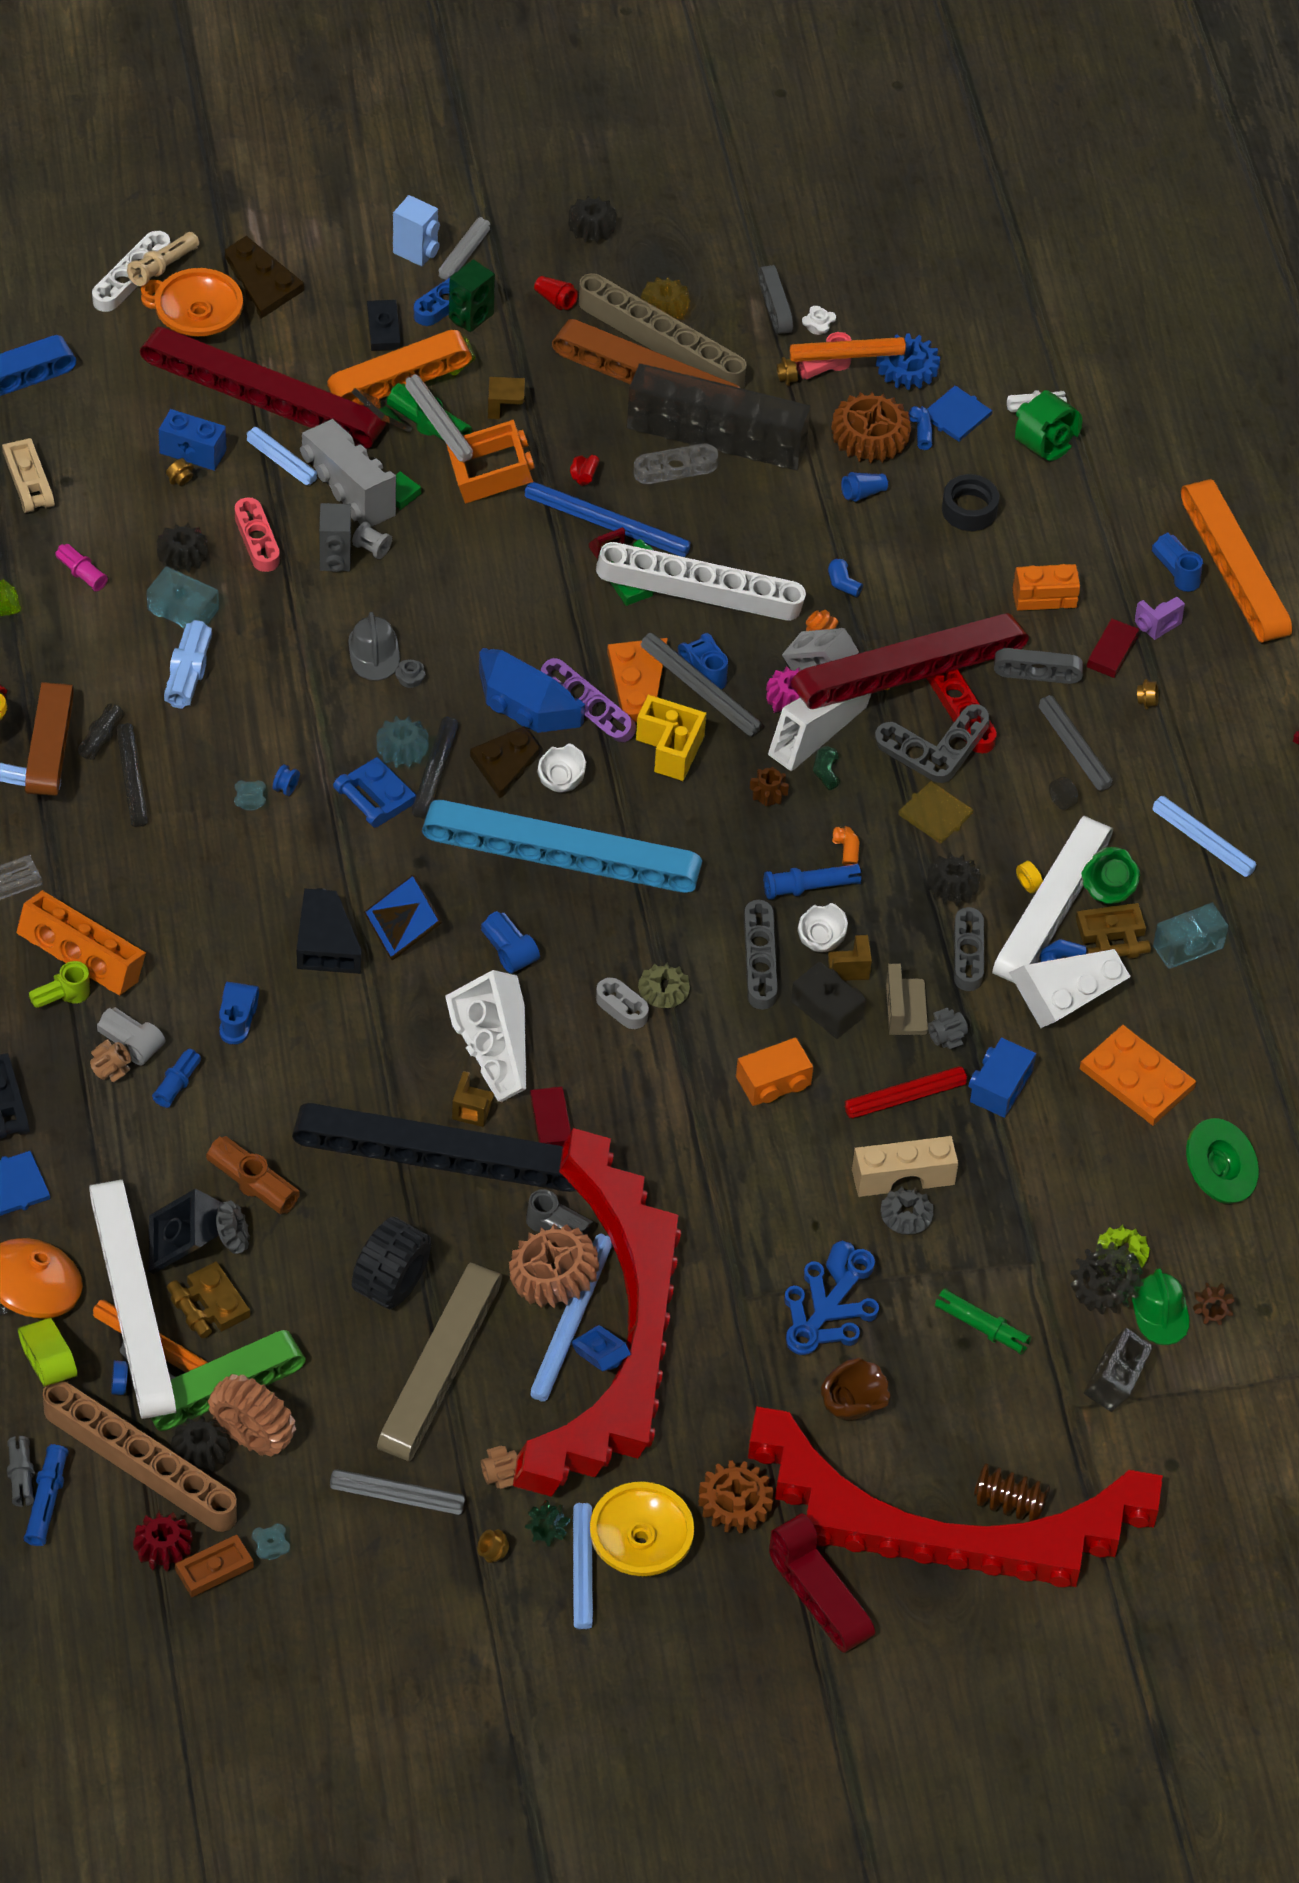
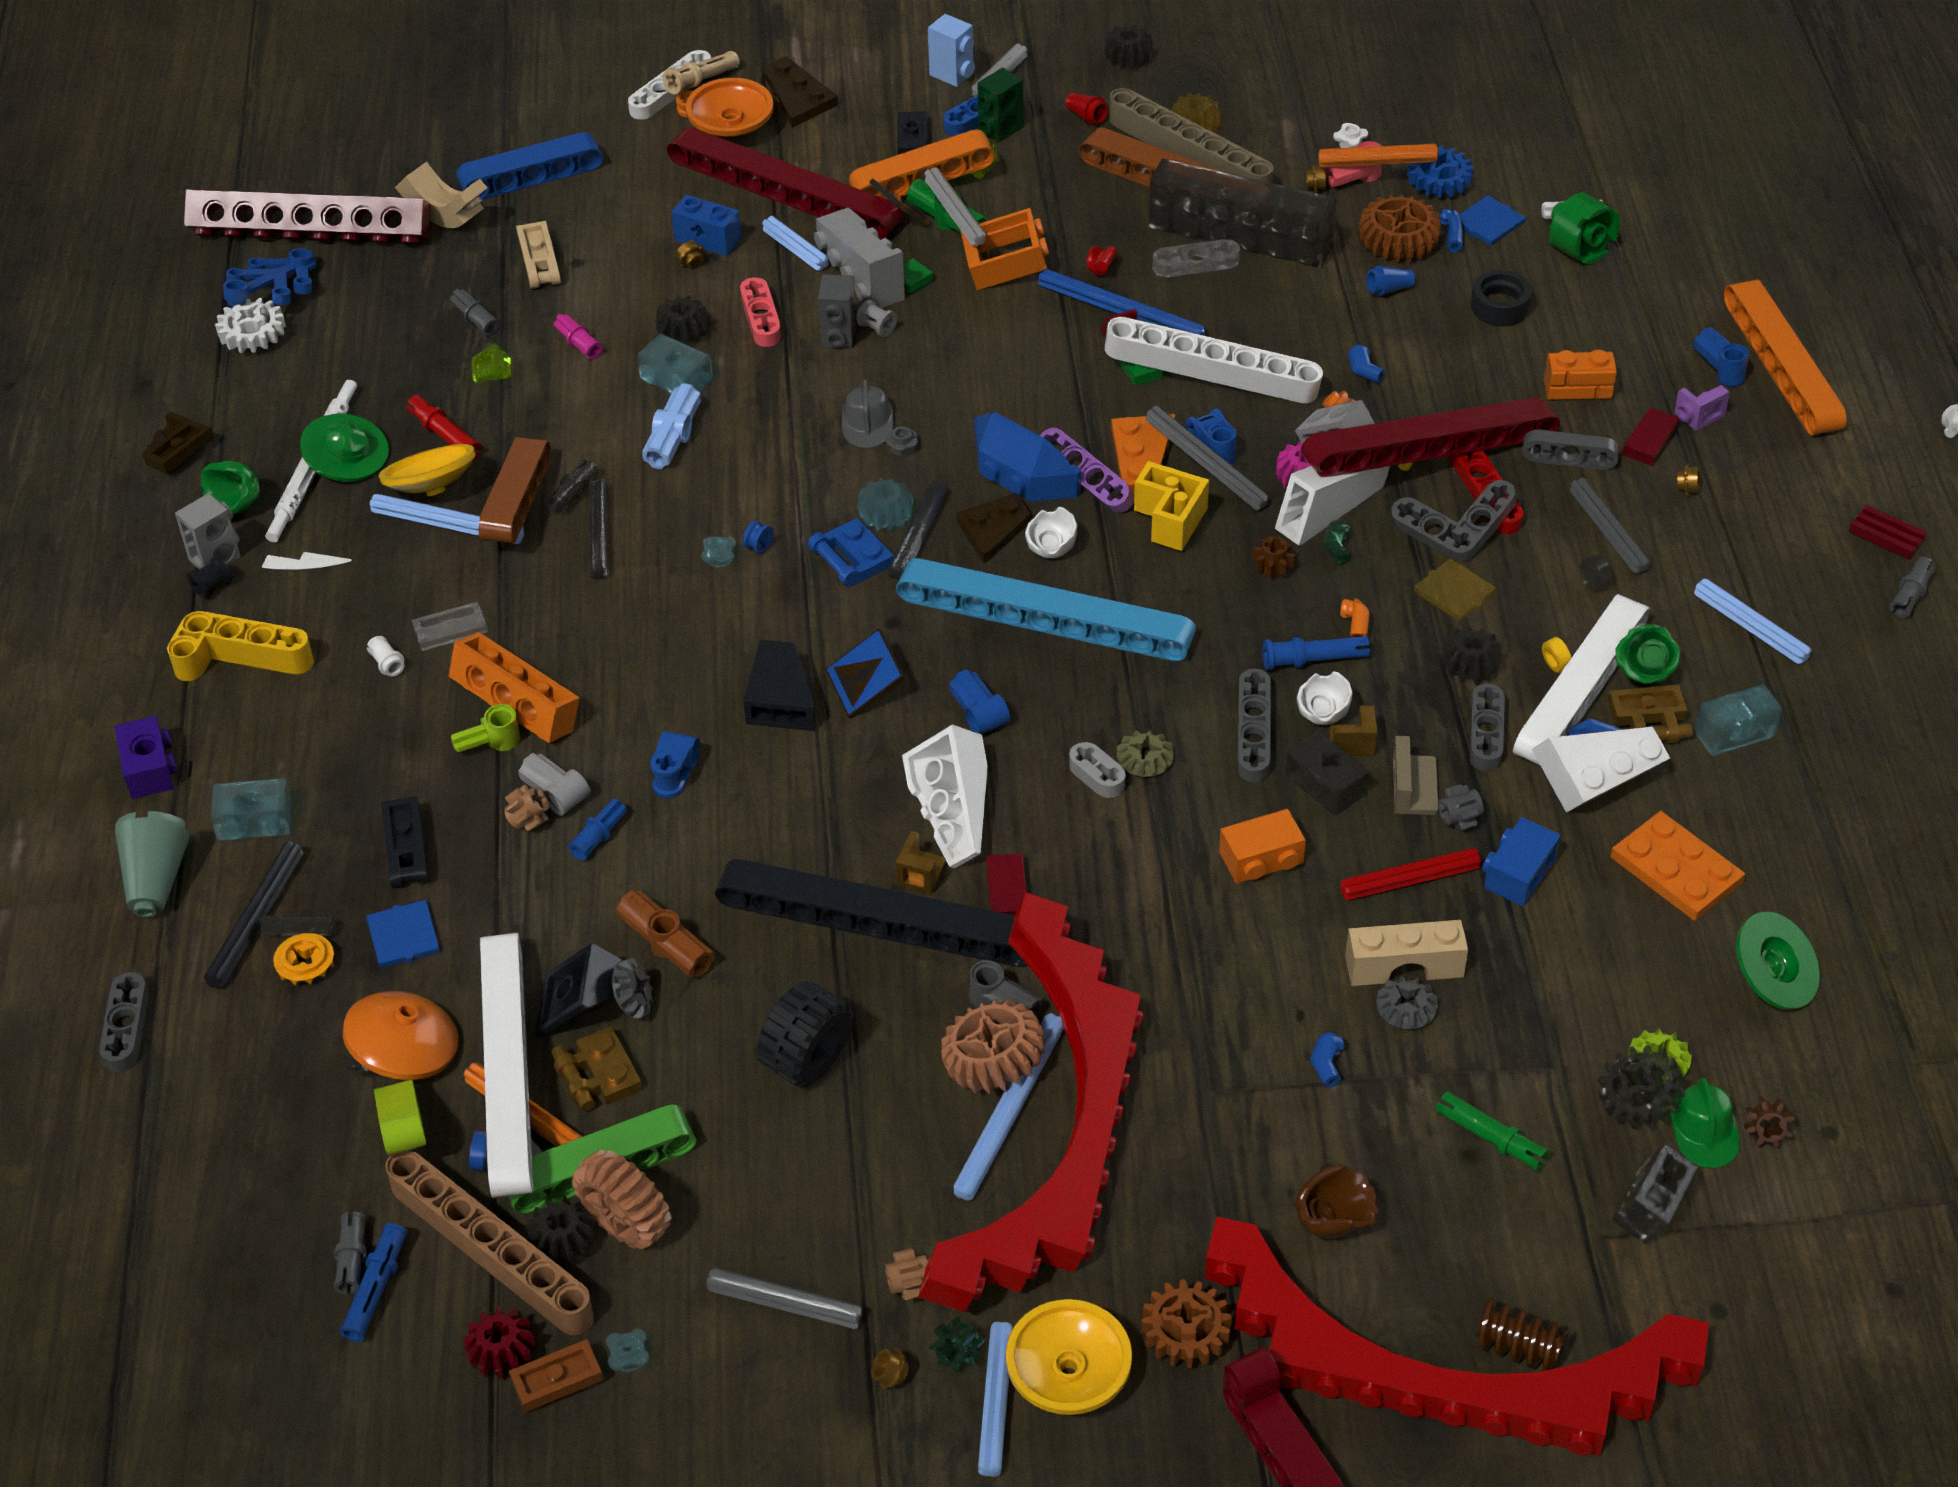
camera: 10 degrees right, 5 degrees down
(439, 1362) = (849, 1151): dark tan beam -> none
(504, 391) = (1026, 189): pearl gold panel -> none
(601, 1348) = (1039, 1141): blue plate -> none
(775, 299) = (1307, 117): dark grey beam -> none
(828, 1307) = (1311, 1107): blue plant -> none

